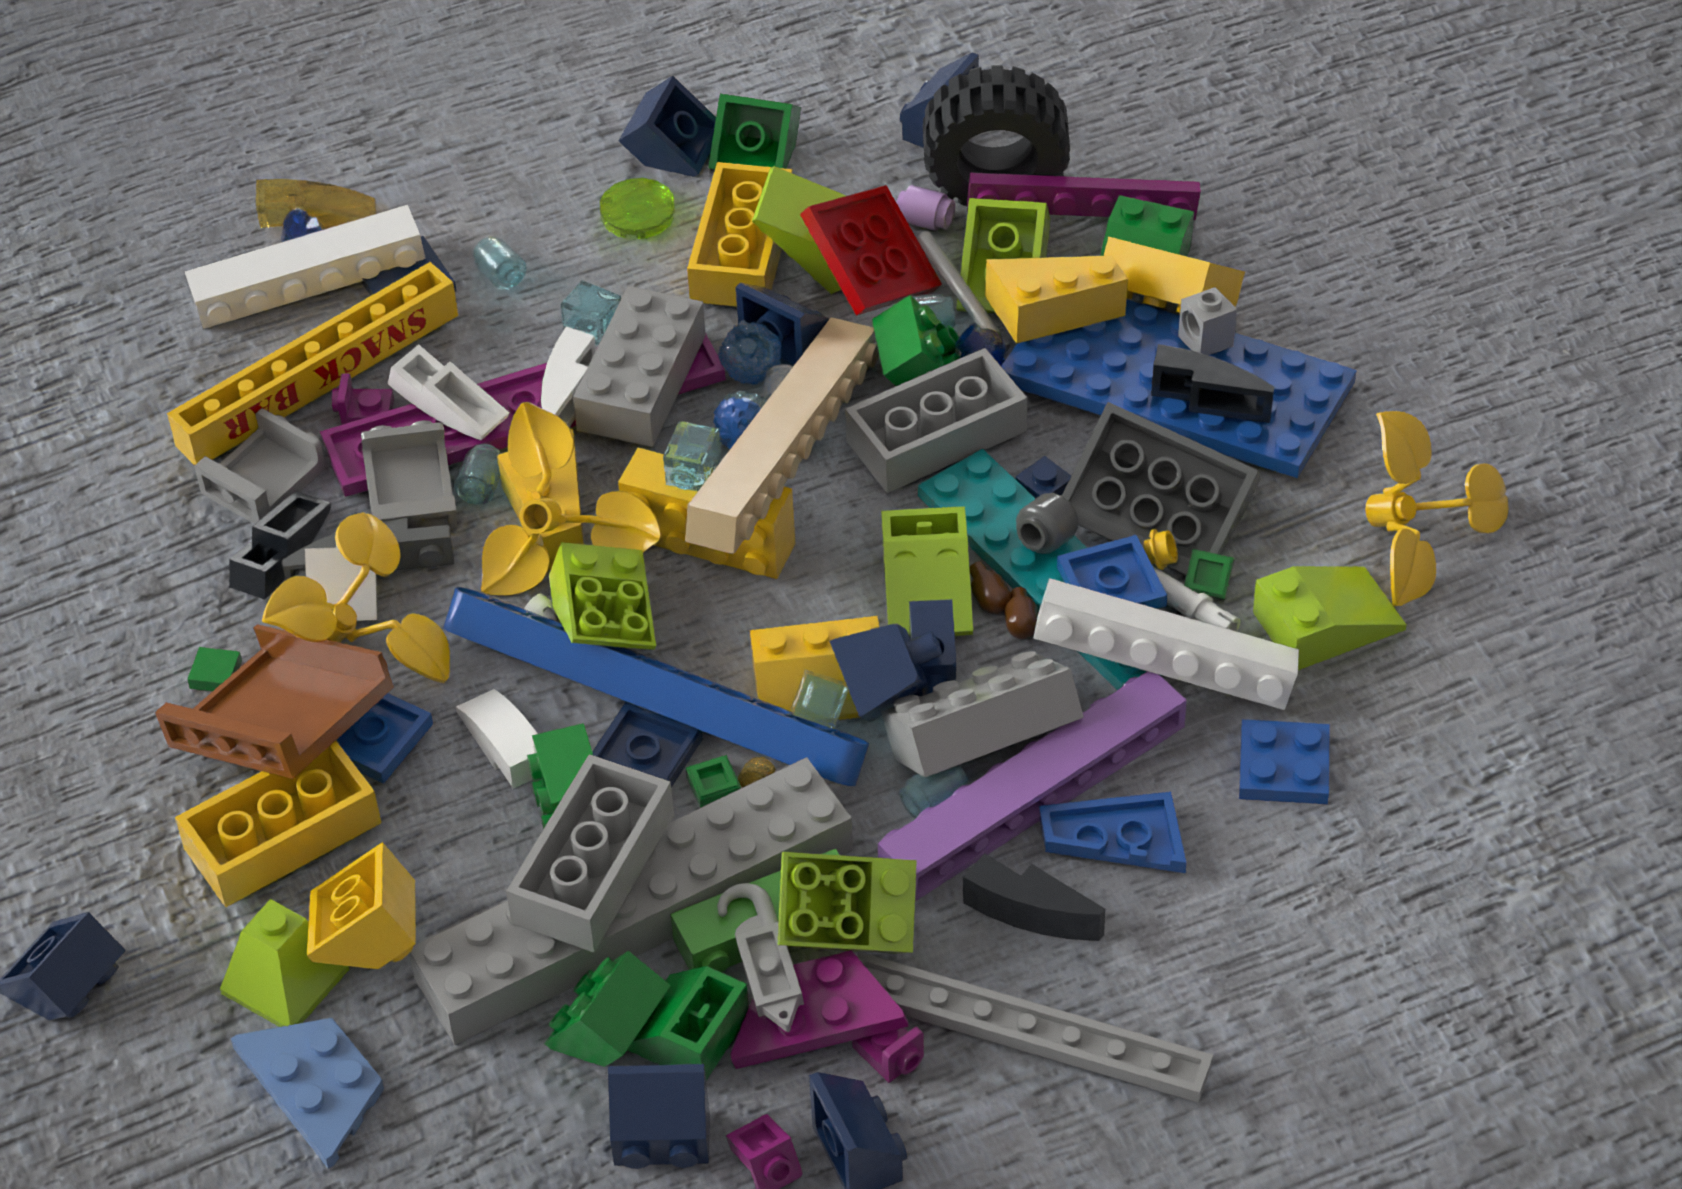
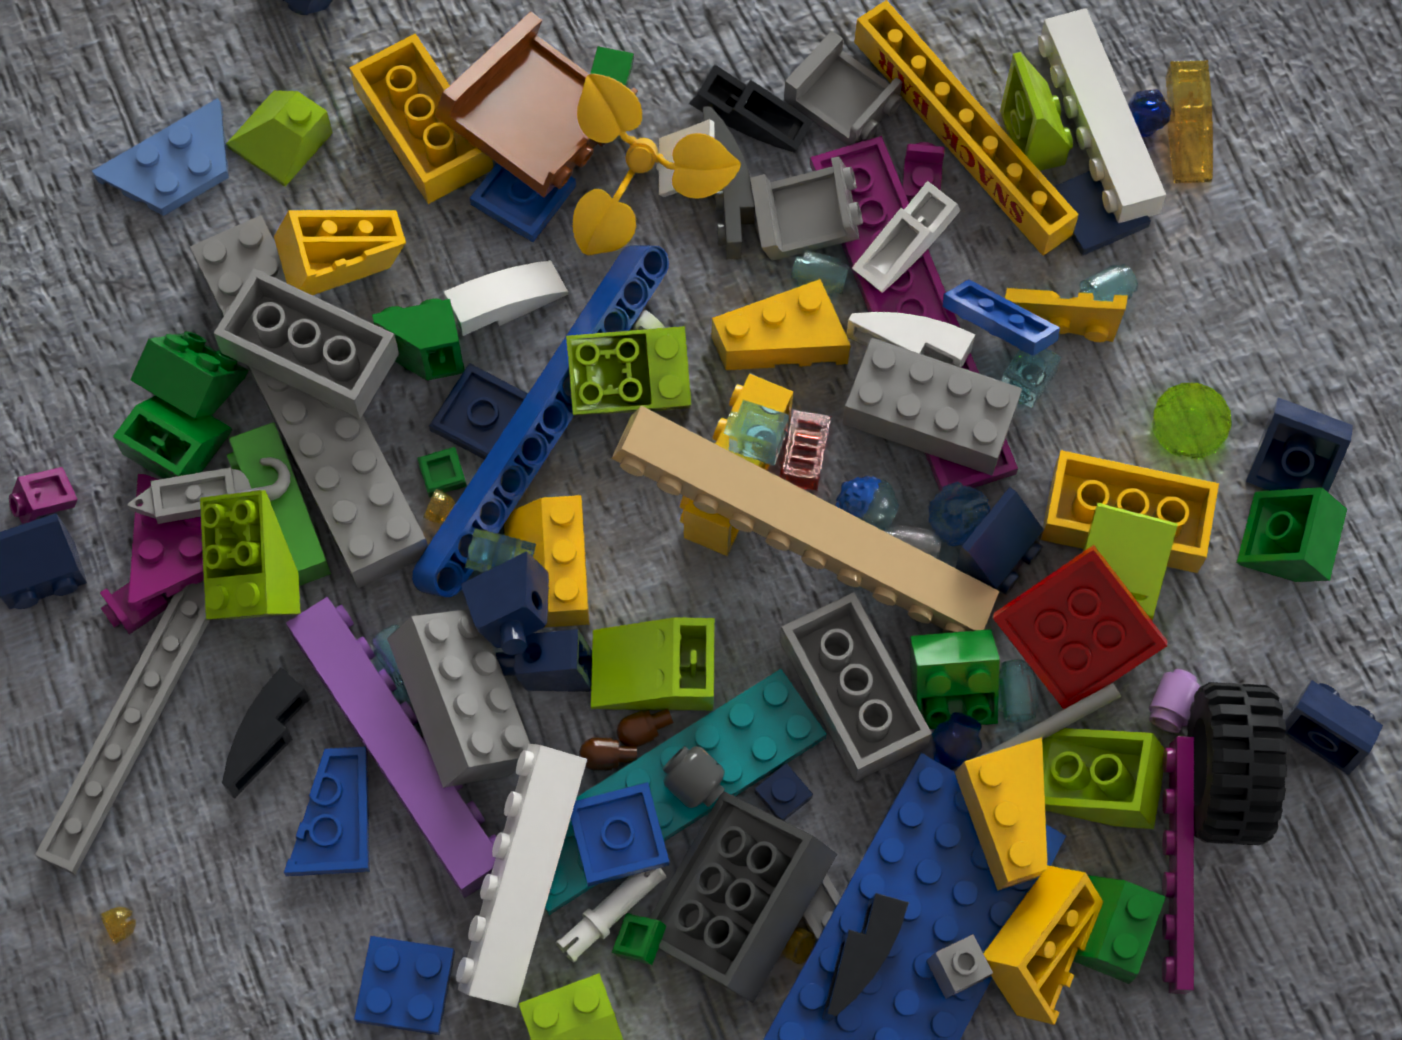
camera: 90 degrees right, 20 degrees up
(309, 292) = (1034, 116): none -> lime slope
(363, 913) = (298, 175): yellow slope -> none
(459, 865) = (336, 246): none -> yellow wedge
(513, 558) = (705, 303): yellow plant -> none
(530, 289) = (1078, 315): none -> yellow wing
(541, 319) = (1001, 317): none -> blue plate
(659, 1115) = (75, 412): dark blue slope -> none
(1161, 548) = (663, 890): yellow plate -> none
(1262, 1013) = (116, 925): none -> clear yellow hinge

